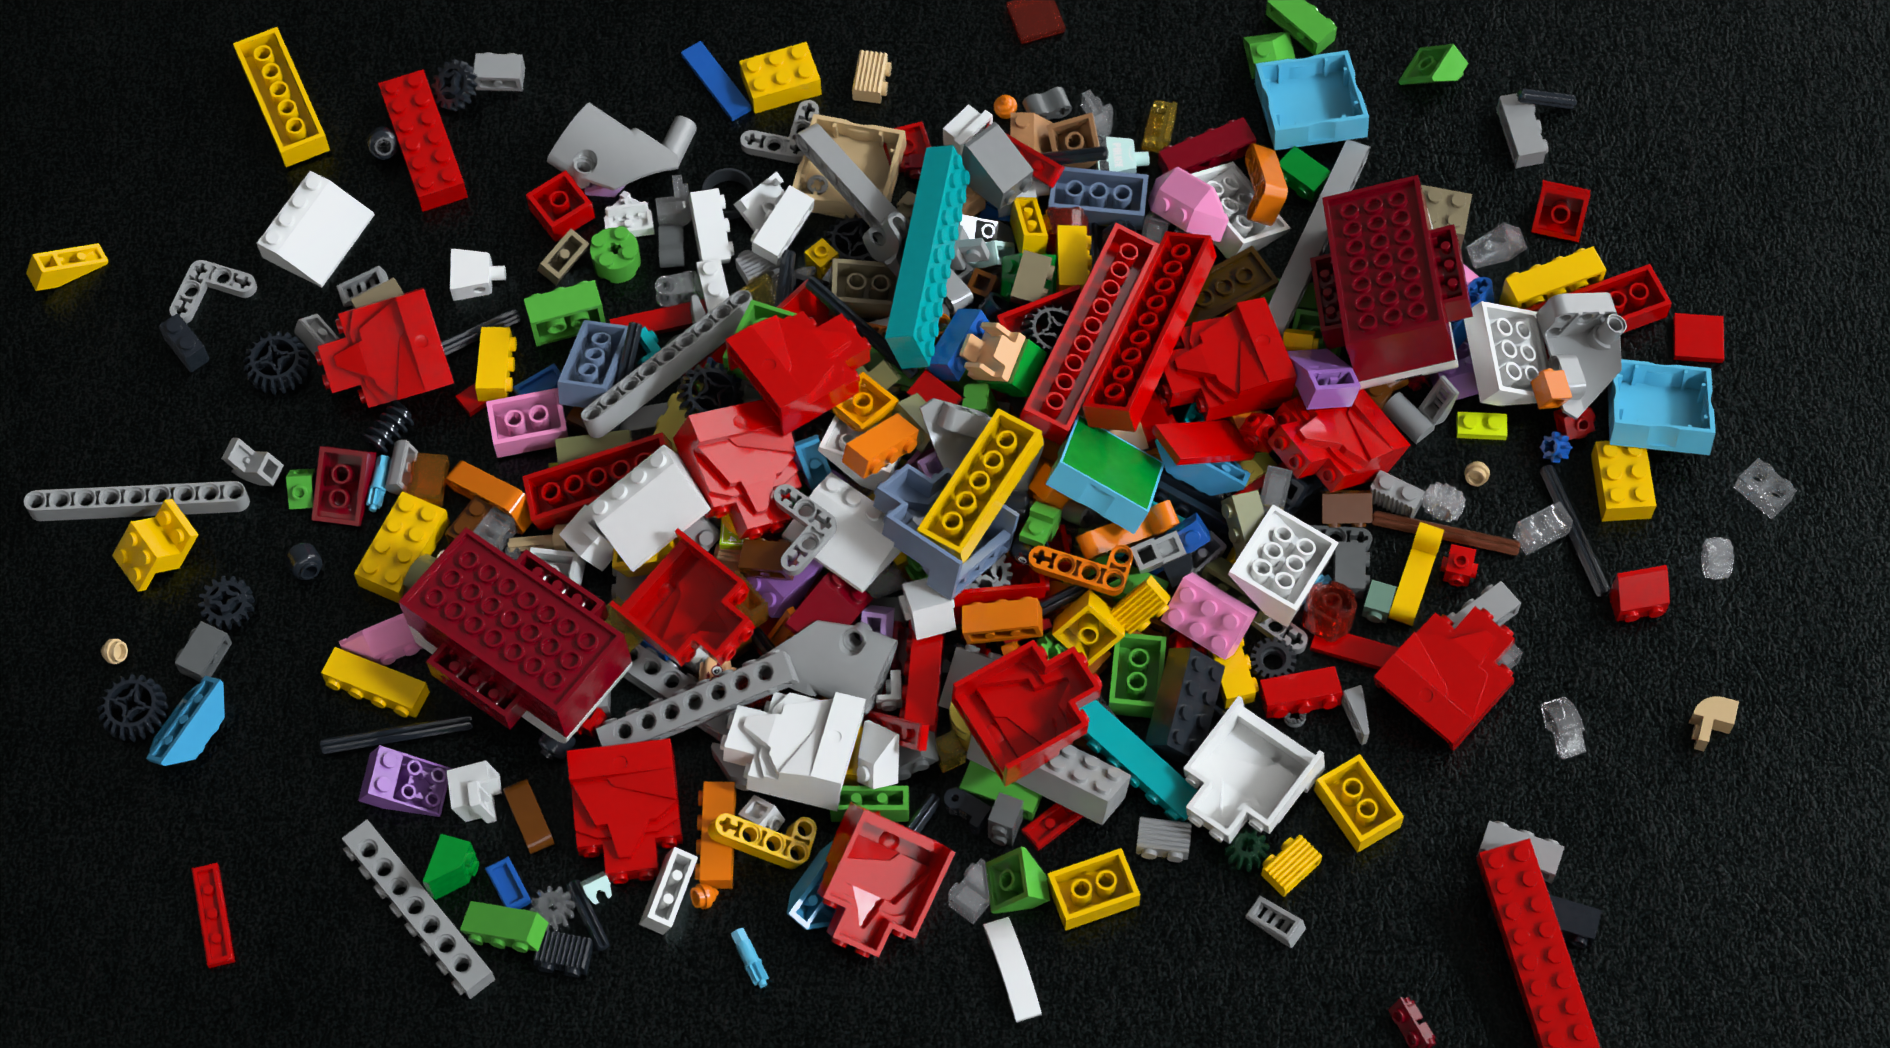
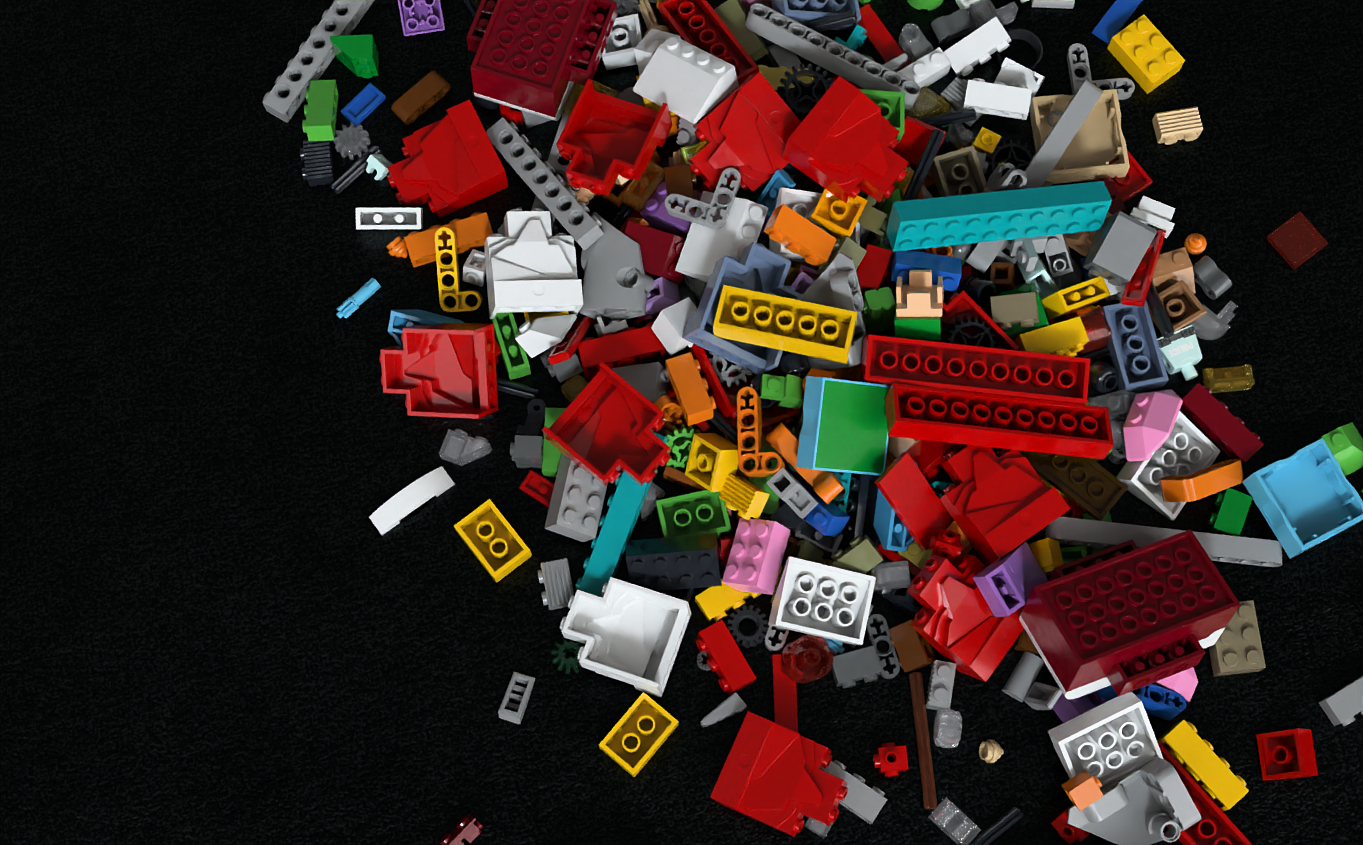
camera: 70 degrees right, 10 degrees up
(473, 791) = (423, 50): white plate -> none
(1016, 882) = (481, 478): bright green slope -> none
(1291, 864) = (567, 694): yellow brick -> none
(1378, 602) = (833, 700): sand green brick -> none
(1416, 573) = (869, 724): yellow beam -> none
(1481, 425) = (1040, 743): neon yellow plate -> none
(1497, 246) = (1226, 707): clear slope -> none
(1556, 447) = (1040, 814): blue gear -> none

